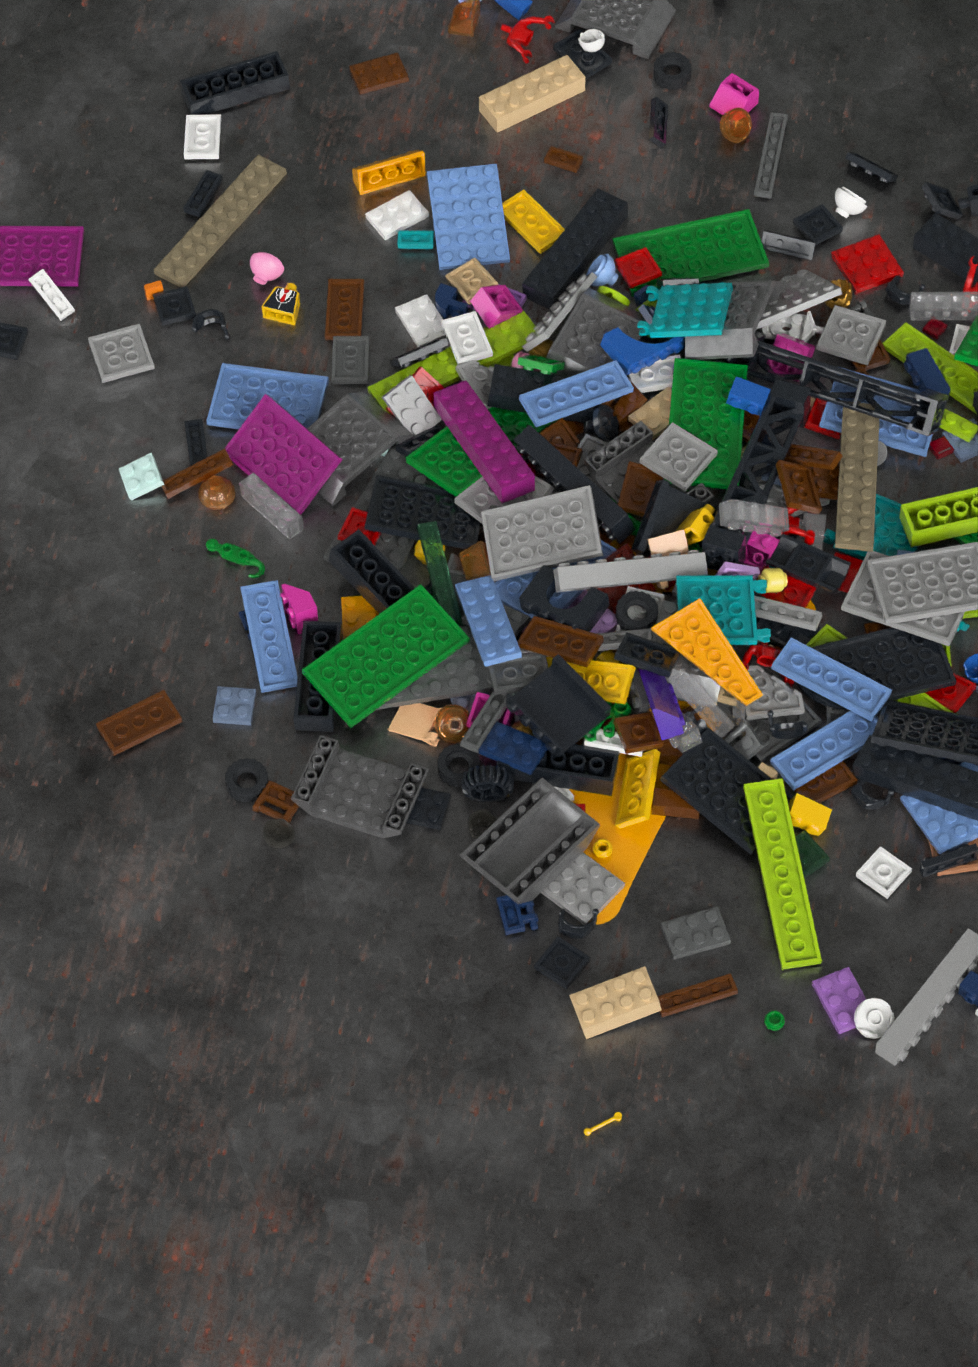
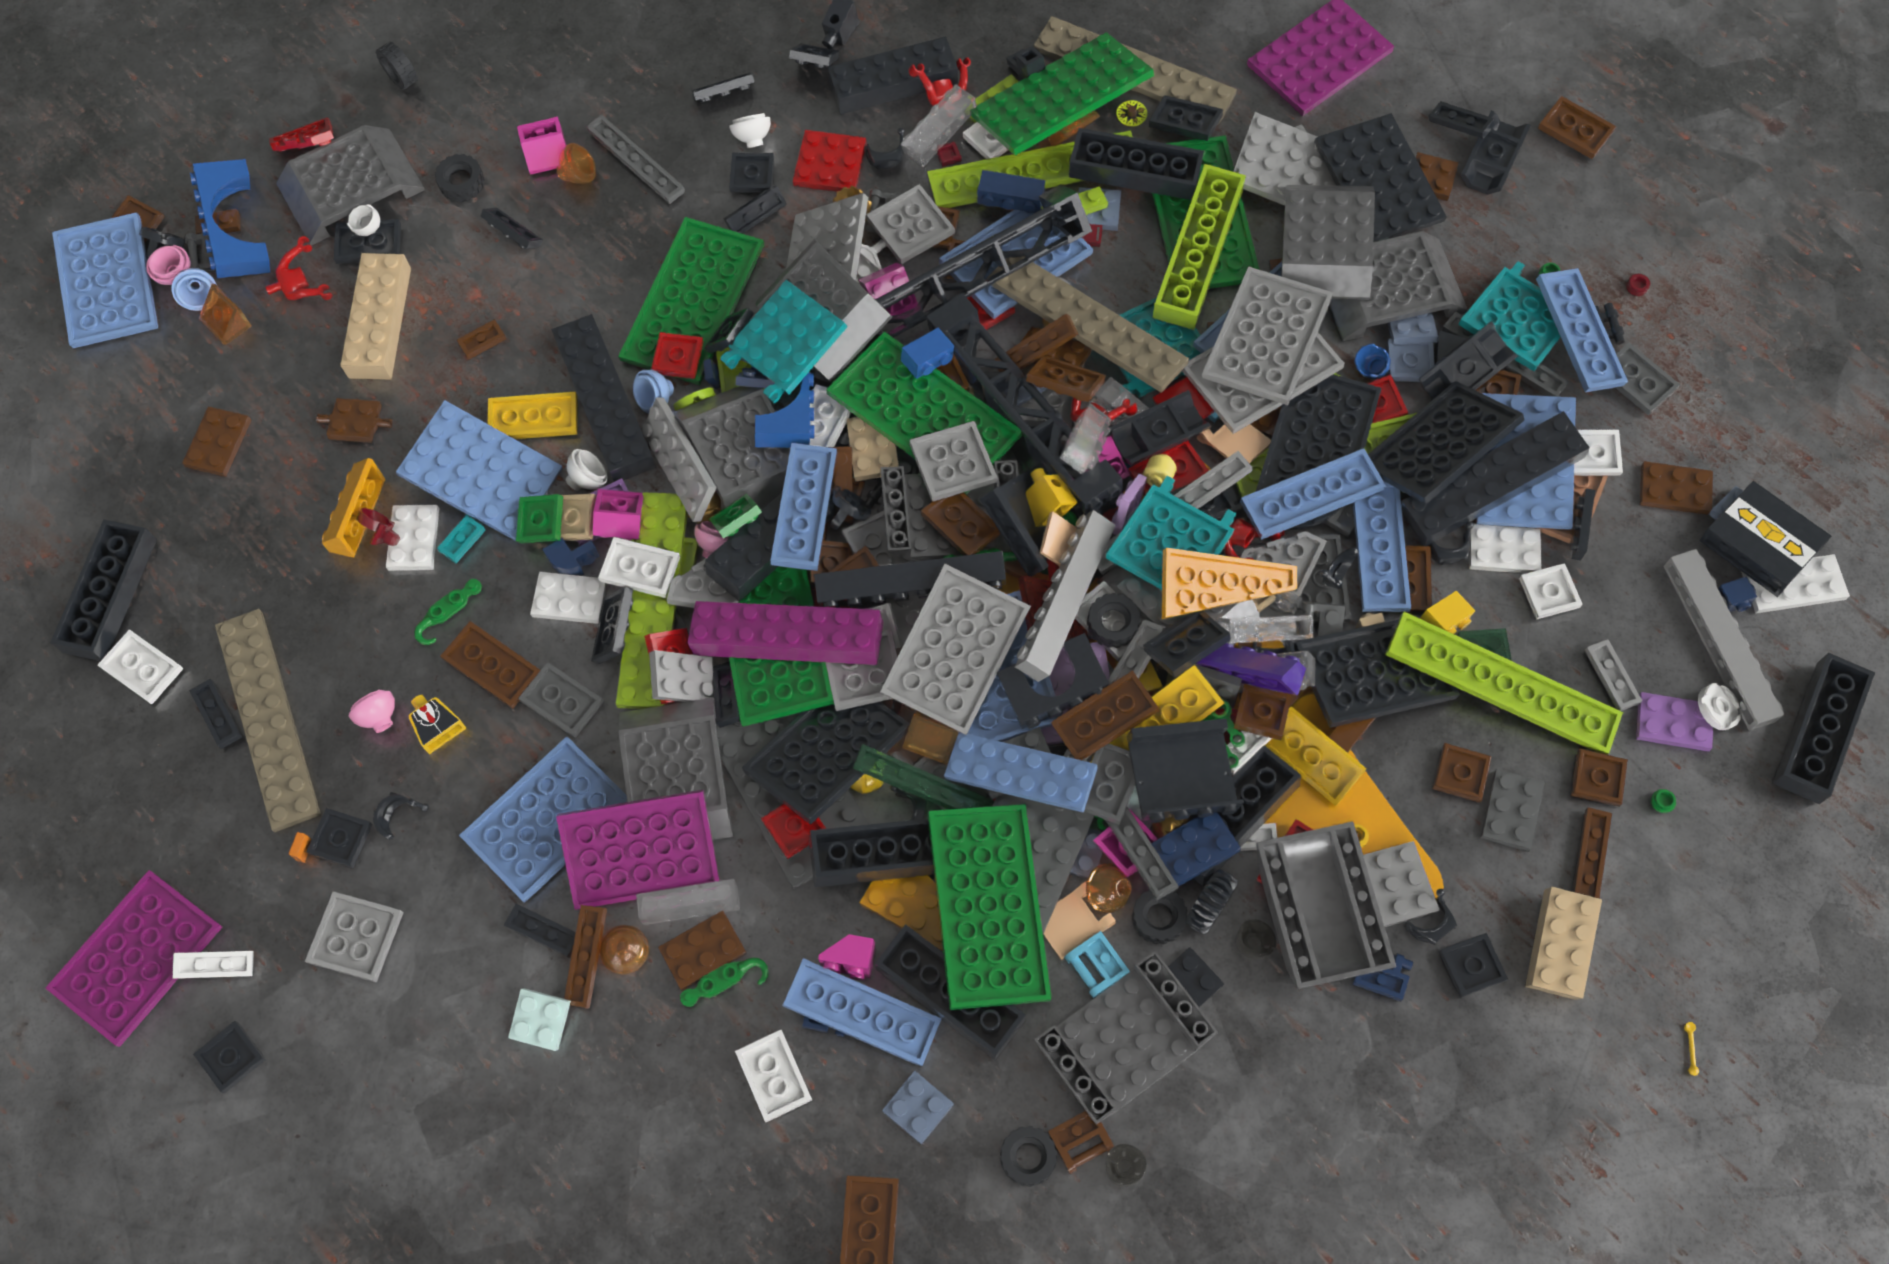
camera: 55 degrees left, 10 degrees up
(196, 617) = (773, 1075): none -> white plate
(248, 533) = (702, 950): none -> reddish brown plate
(363, 262) = (446, 608): none -> green piece
(383, 194) = (380, 524): none -> dark red piece
(405, 750) = (1103, 959): none -> medium azure plate
(451, 132) = (354, 420): none -> reddish brown plate
(459, 268) = (539, 518): none -> green plate
(514, 271) = (585, 471): none -> white piece
(698, 887) = (1462, 772): none -> reddish brown plate
(760, 972) = (1599, 777): none -> reddish brown plate
(841, 623) = (1247, 441): none -> light nougat flag
(847, 942) = (1613, 675): none -> light grey plate
(896, 829) = (1505, 549): none -> white plate
(908, 1089) = (1824, 728): none -> black brick

